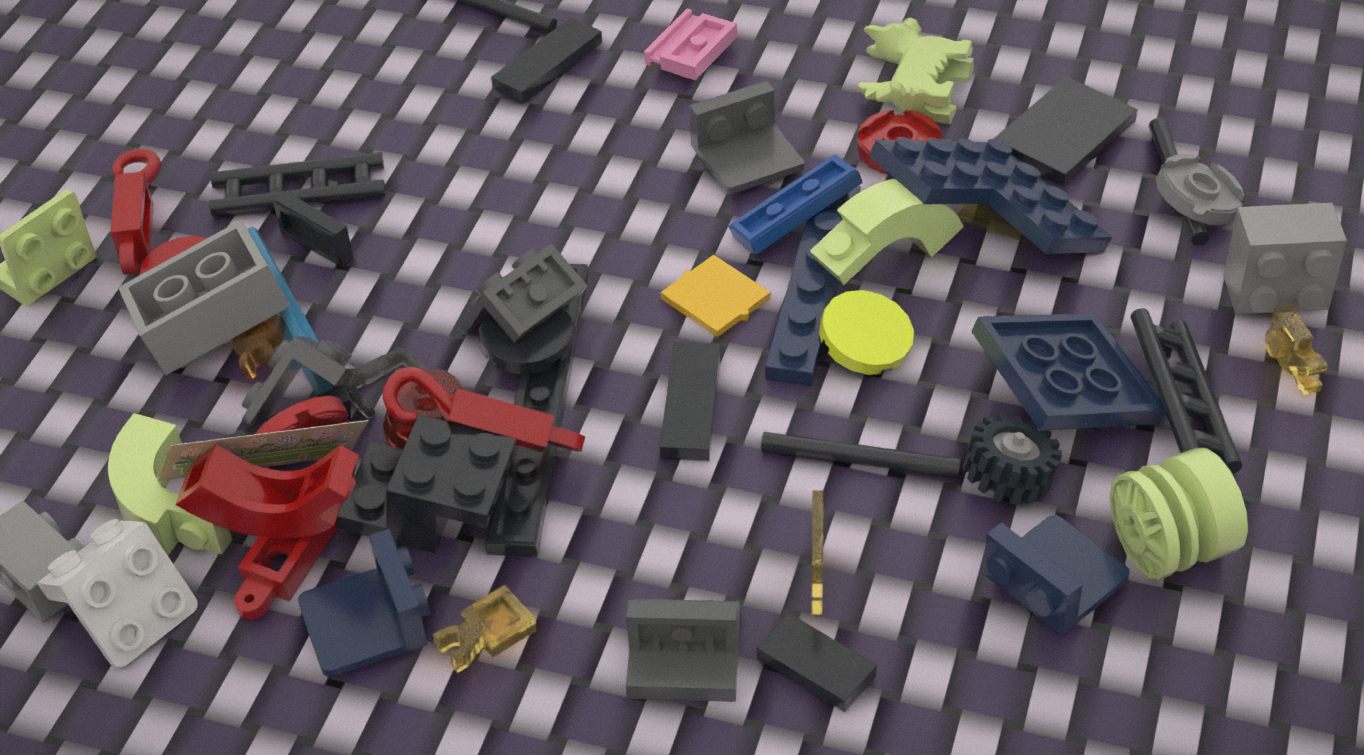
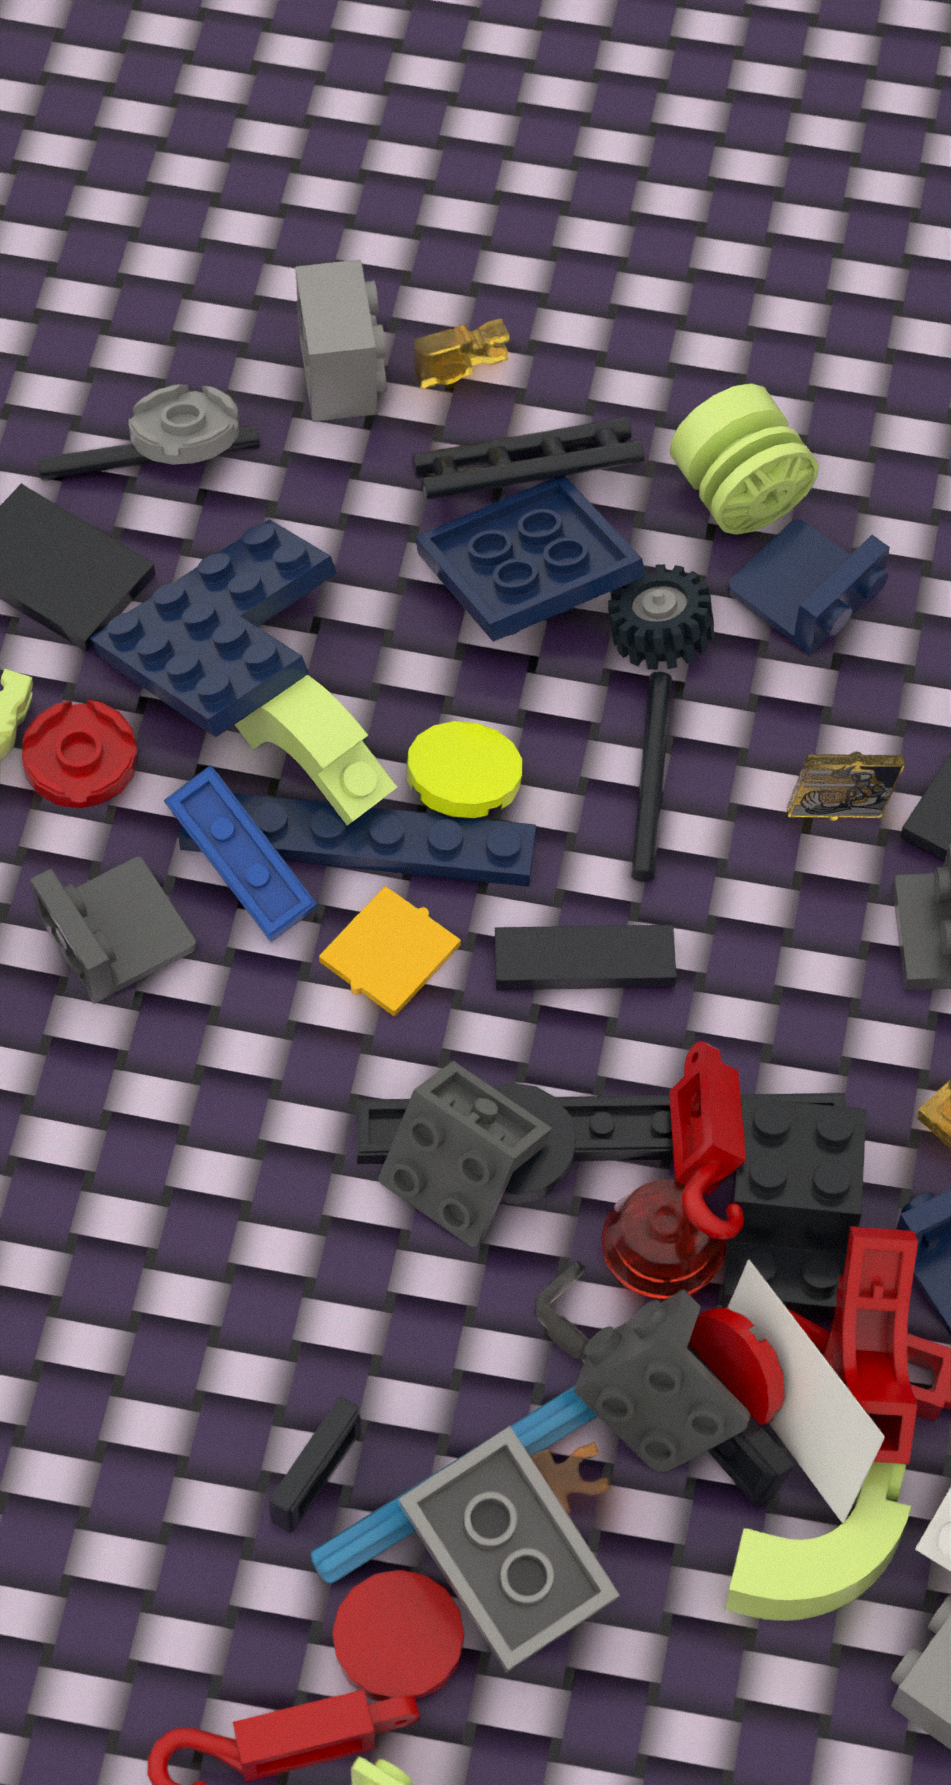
camera: 100 degrees left, 15 degrees up
(276, 174) = (230, 1546): black bar -> none

